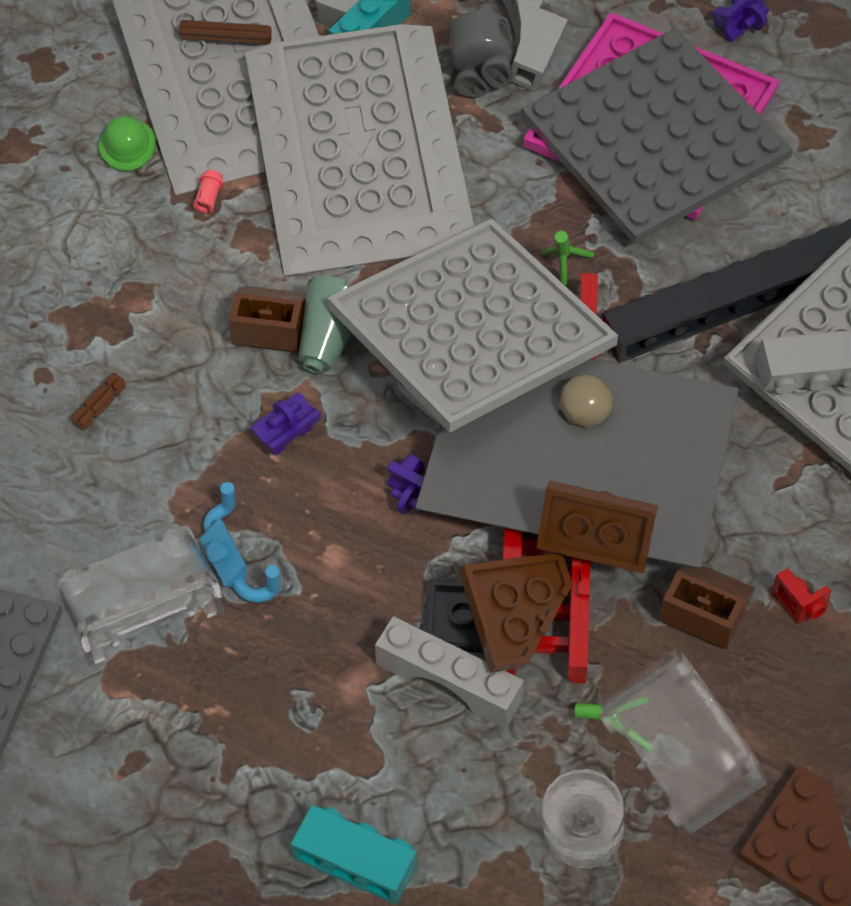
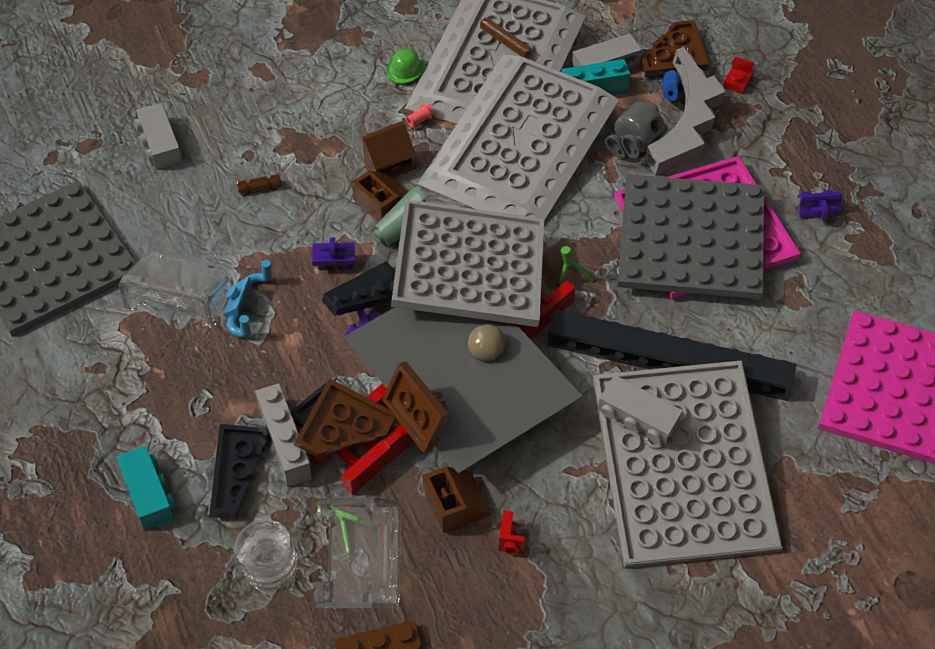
camera: 40 degrees right, 5 degrees down
(227, 257) = (389, 150): none -> reddish brown slope
(375, 436) = (363, 291): none -> black wing
(424, 745) = (235, 464): none -> black wing

